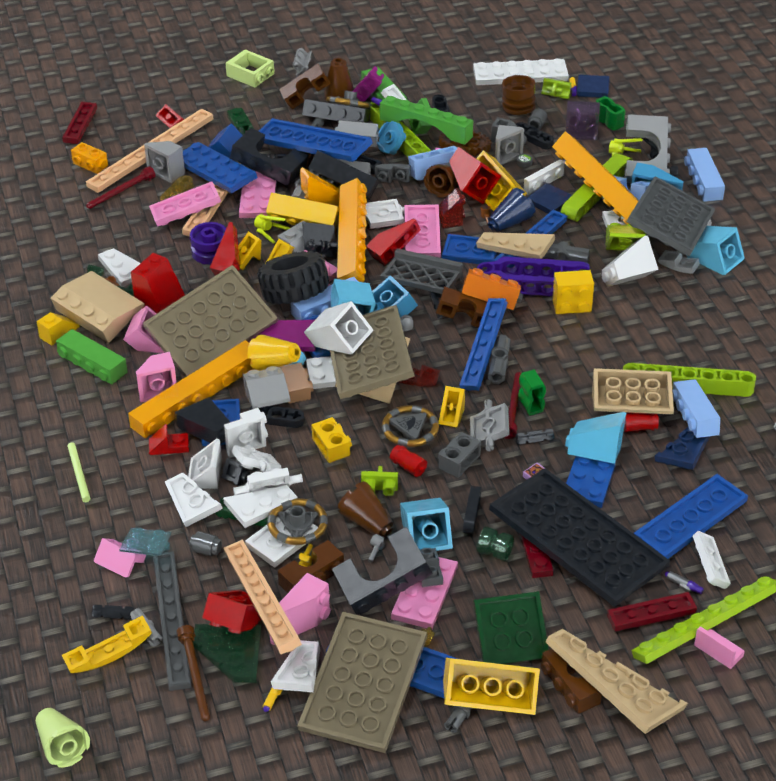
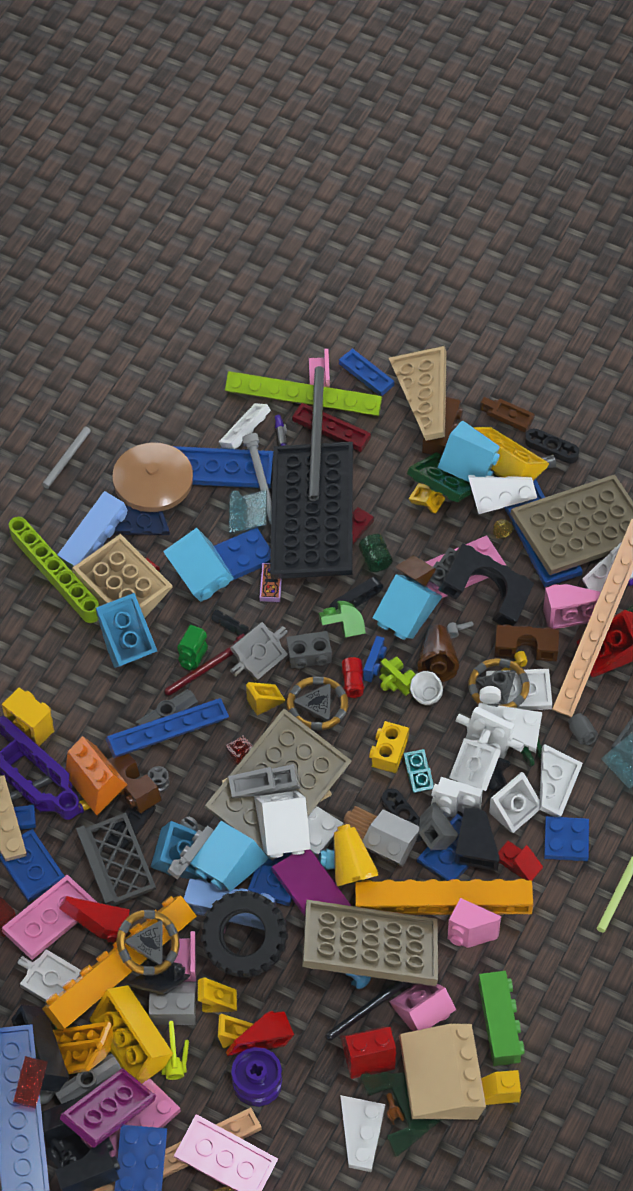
camera: 135 degrees left, 15 degrees up
(147, 478) = (566, 838): none -> blue plate
(235, 403) = (436, 829): none -> dark grey slope
(270, 169) = (108, 1107): none -> magenta tile
(290, 496) = (490, 695): none -> white tile
(294, 444) = (418, 771): none -> teal slope
(320, 140) = (30, 1082): none -> clear red plate
(340, 231) = (148, 942): none -> piece
(342, 486) = (426, 688): none -> white hair
(372, 334) = (264, 781): none -> light grey slope
(377, 288) = (187, 855): none -> light grey hinge
(408, 480) = (372, 665): none -> blue plate
(449, 547) = (417, 569): none -> reddish brown slope
(450, 645) = (499, 492): none -> white wing
(455, 327) = (160, 774): none -> flat silver wheel
(458, 482) = (349, 616): none -> bright green brick
(462, 748) = (548, 438): none -> black beam
(512, 646) = (469, 453): none -> medium azure slope
(534, 734) = (507, 413): none -> reddish brown hinge
(579, 363) = (125, 630): none -> dark azure slope
(624, 501) = (247, 511): none -> clear light blue hinge
(650, 582) = (316, 434): none -> dark grey piece
(680, 532) = (251, 442): none -> light grey piece
(686, 676) = (366, 372): none -> blue plate
(714, 470) = (152, 477): none -> medium nougat dish

